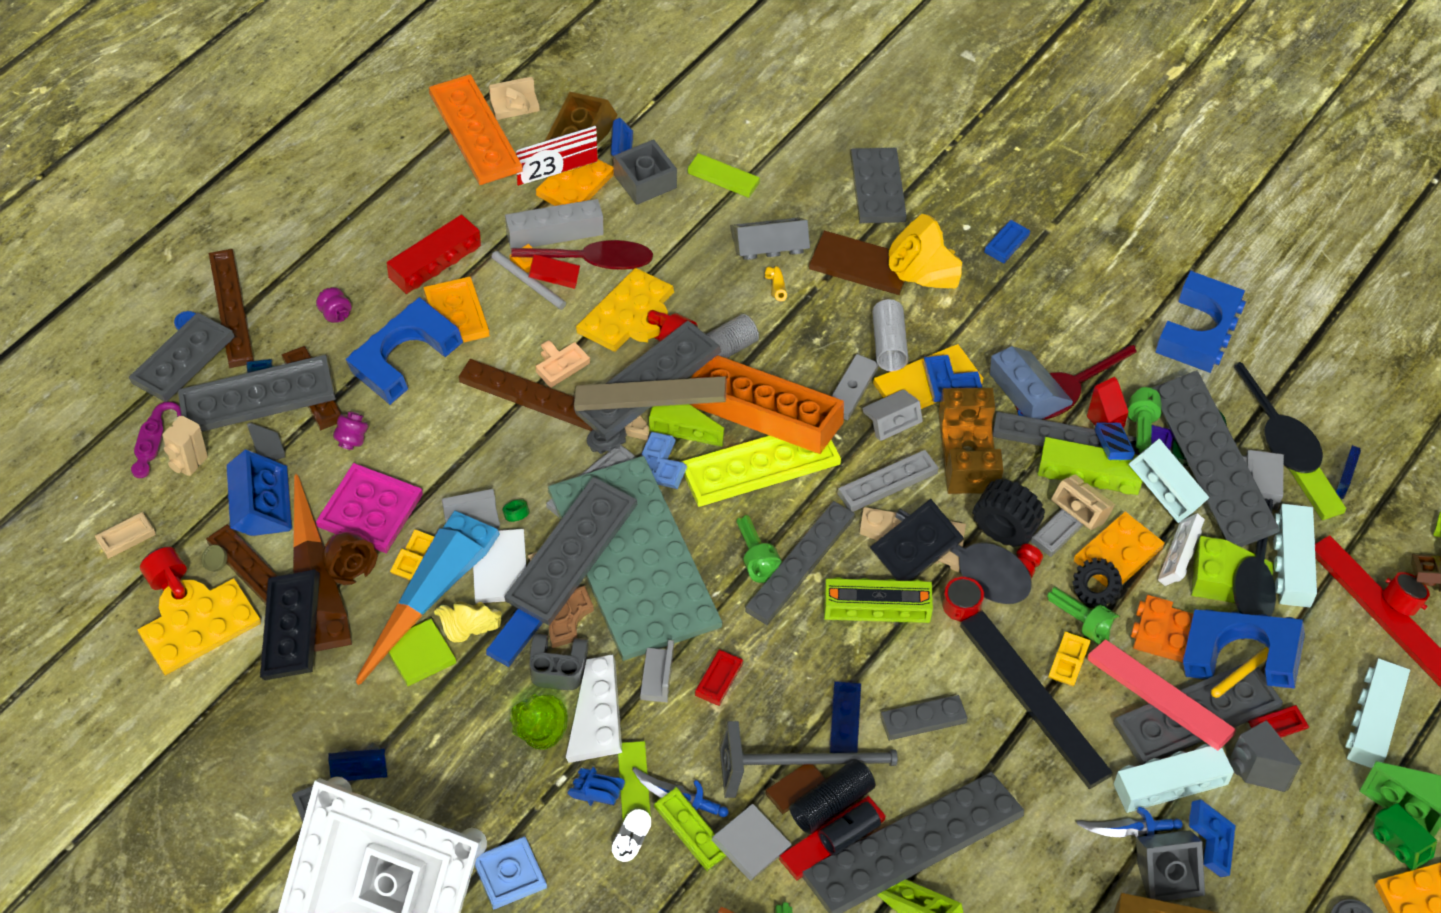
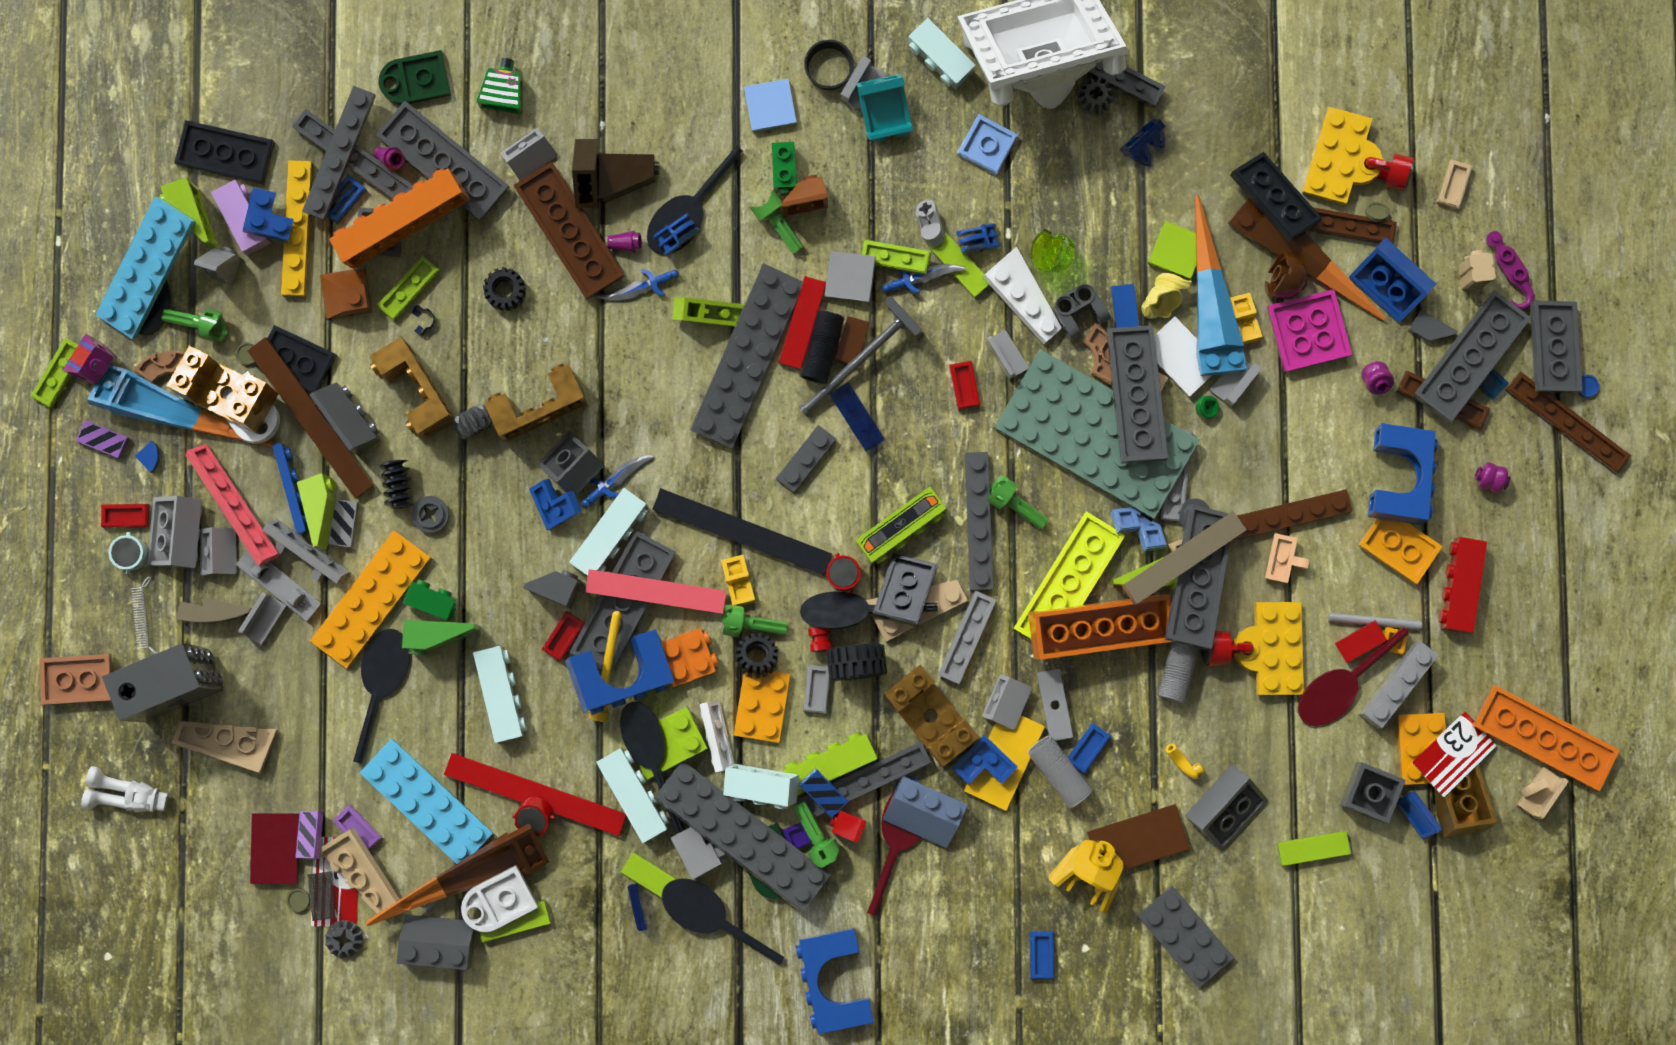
camera: 145 degrees right, 30 degrees up
(848, 345) = (1088, 747): none -> blue tile
(849, 828) = (792, 328): black pin -> none
(1083, 502) = (812, 723): tan brick -> none

